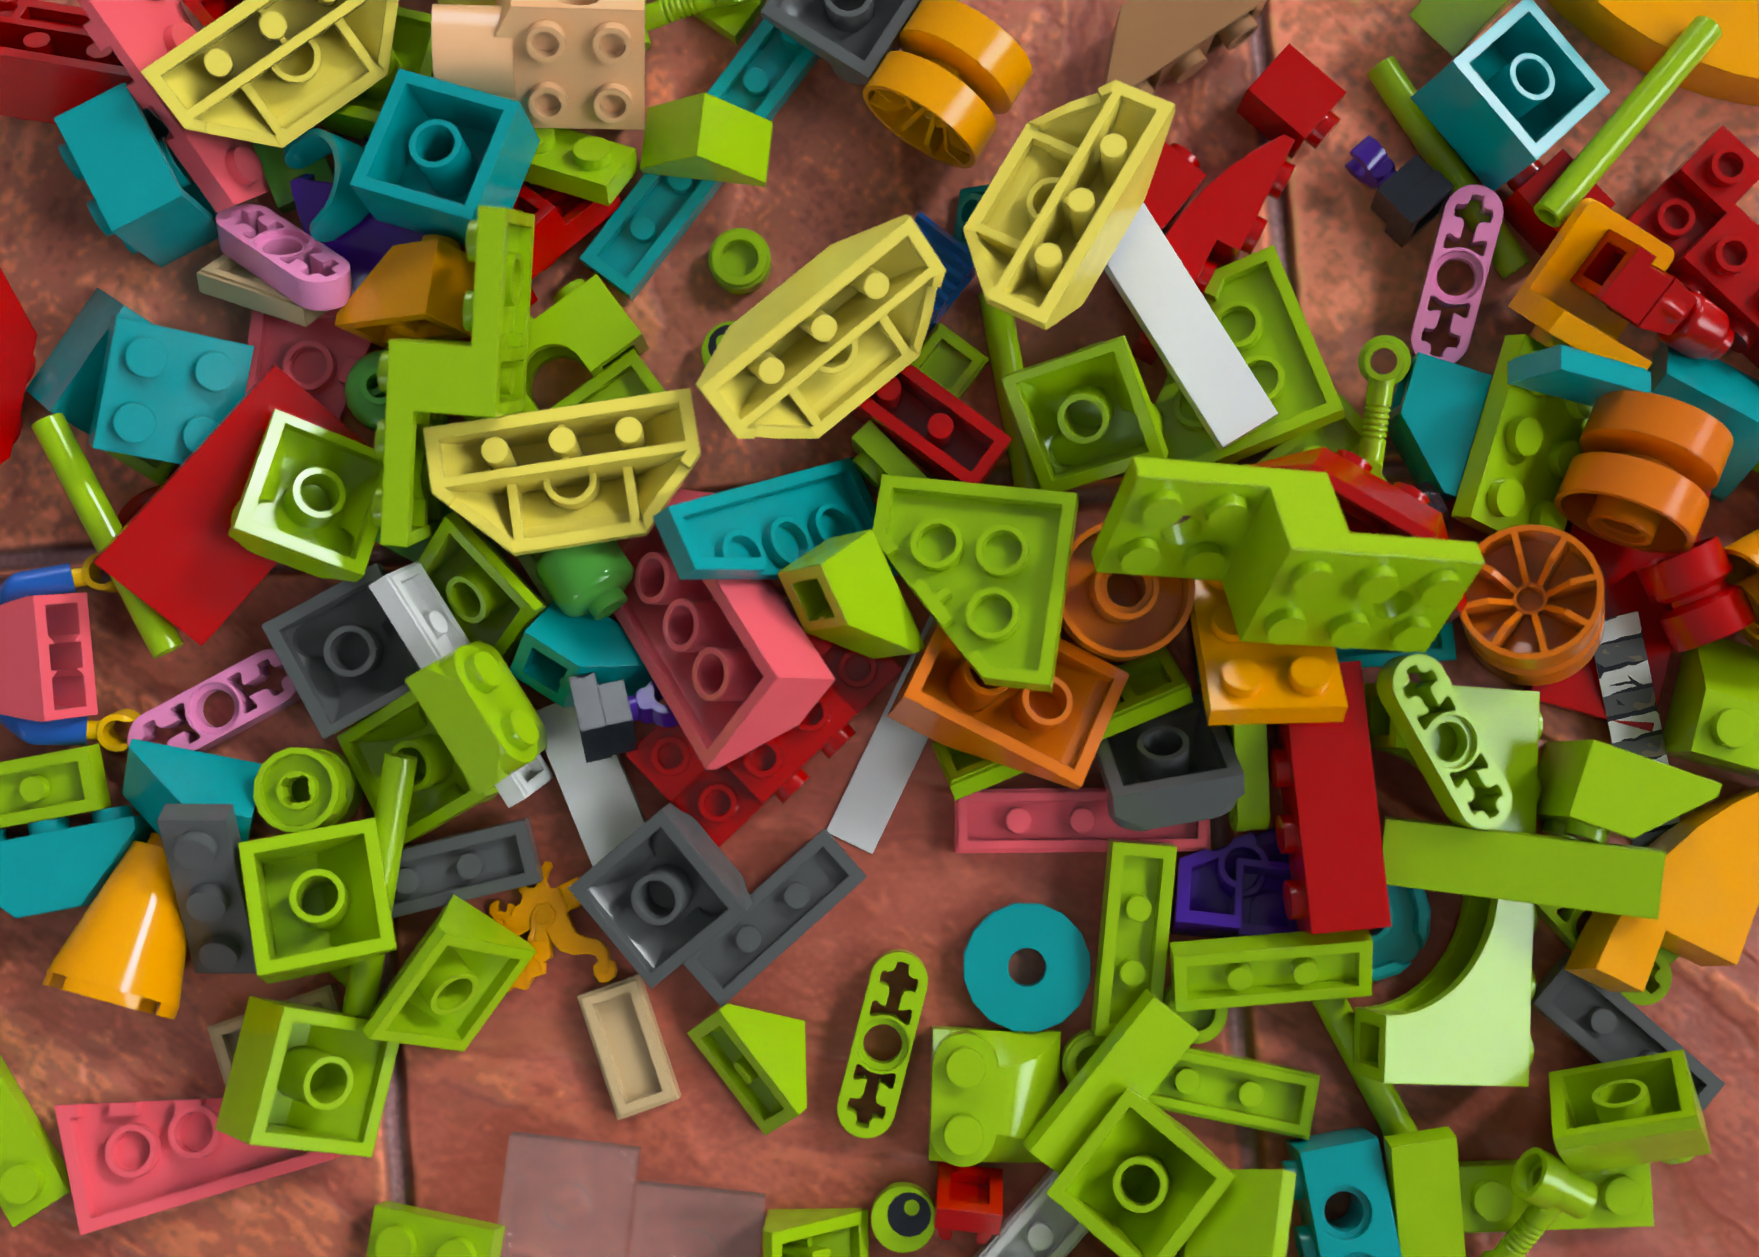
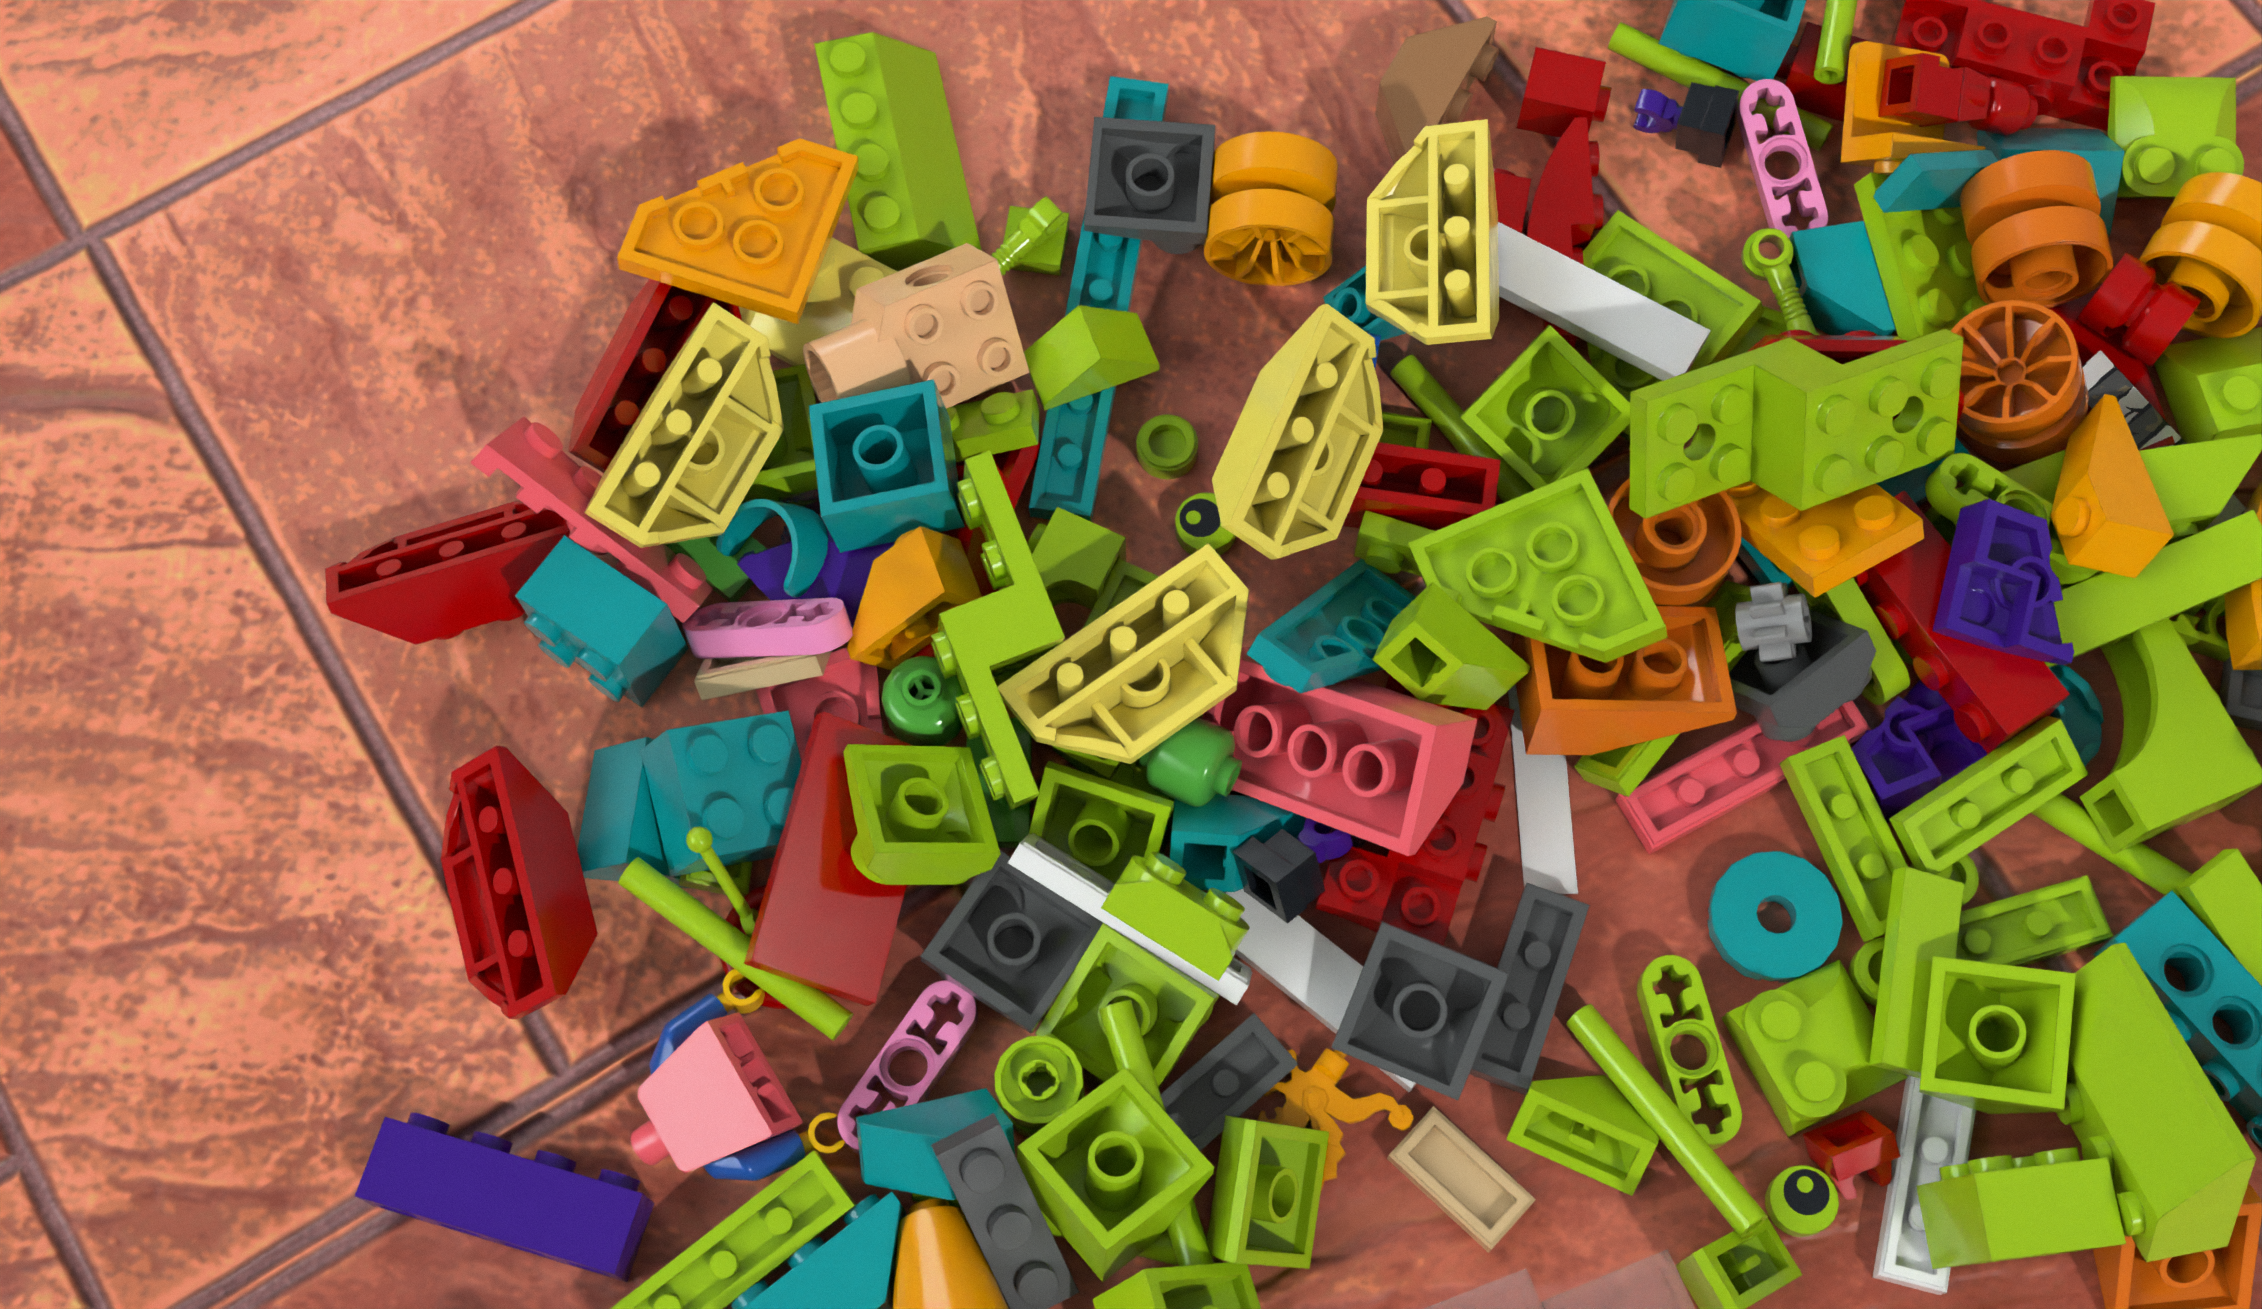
camera: 25 degrees left, 15 degrees down
(95, 435) = (700, 840): none -> lime hinge
(822, 1096) = (1667, 1121): none -> lime piece
(1166, 720) = (1773, 622): none -> light grey gear
(1388, 800) = (2002, 584): none -> dark purple slope
(1535, 770) = (2106, 498): none -> light orange slope

